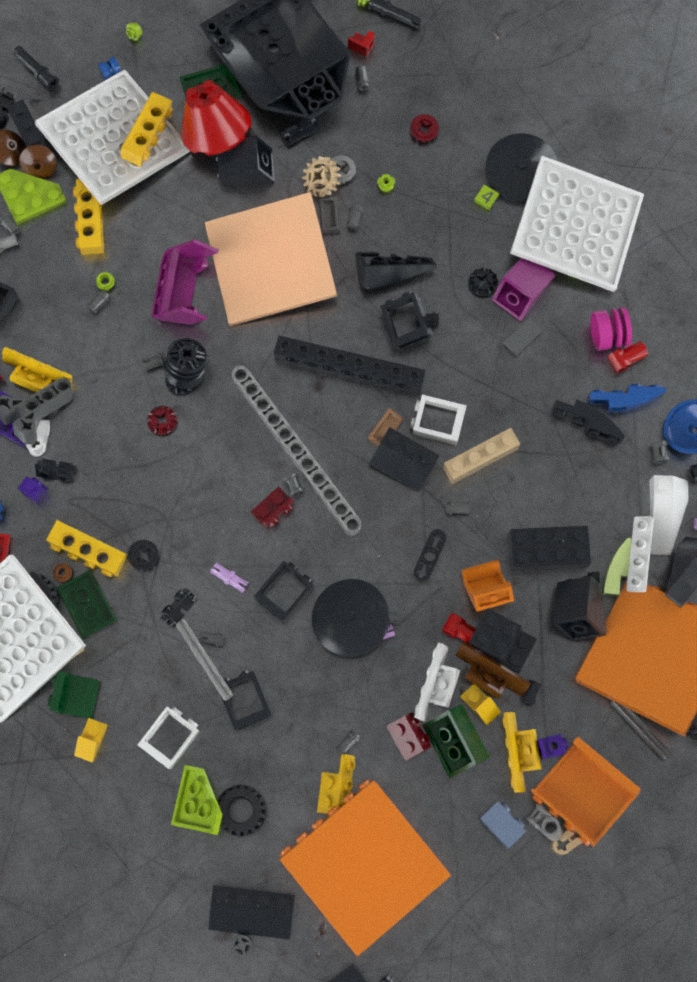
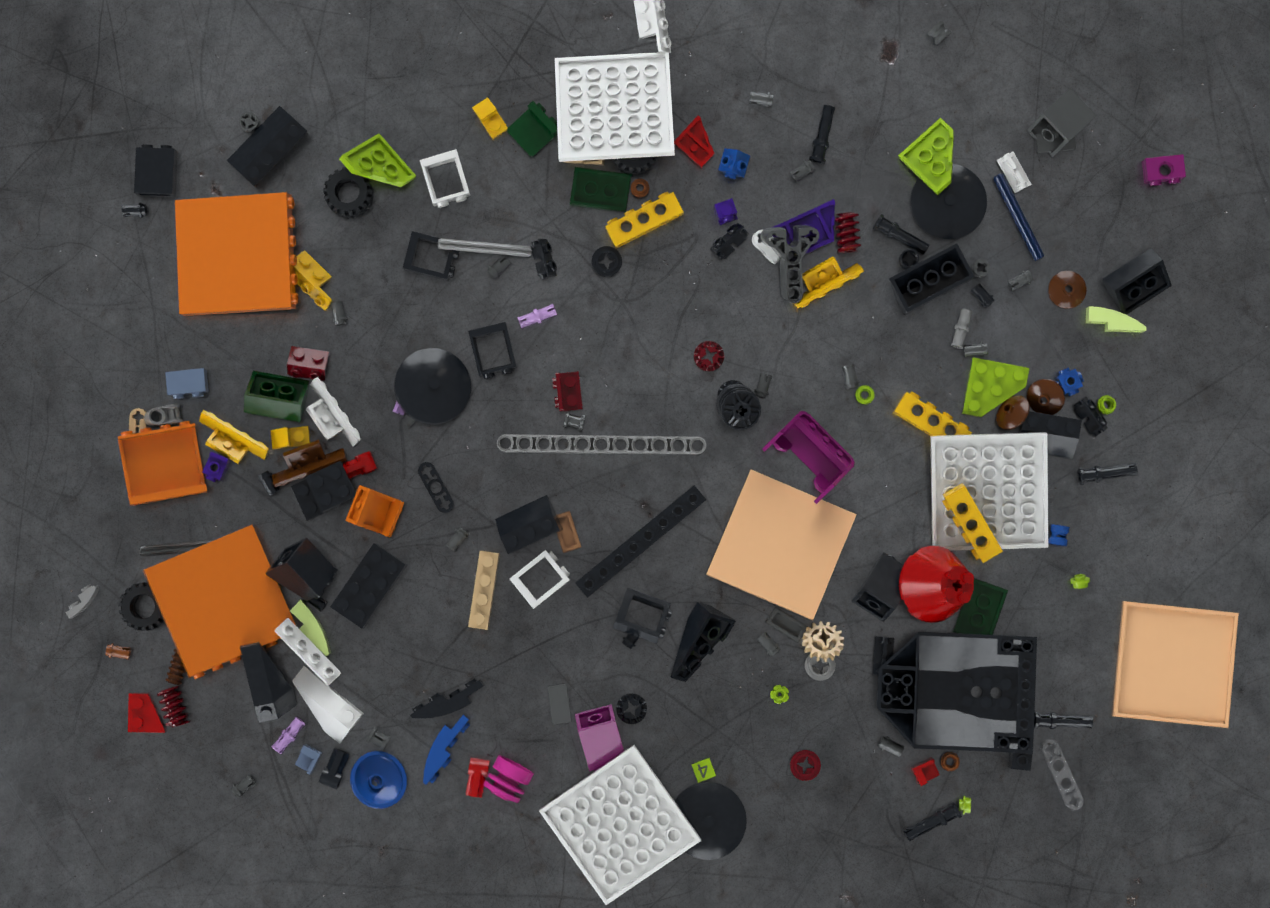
camera: 130 degrees right, 10 degrees up
(340, 26) = (956, 761): none -> dark orange plate

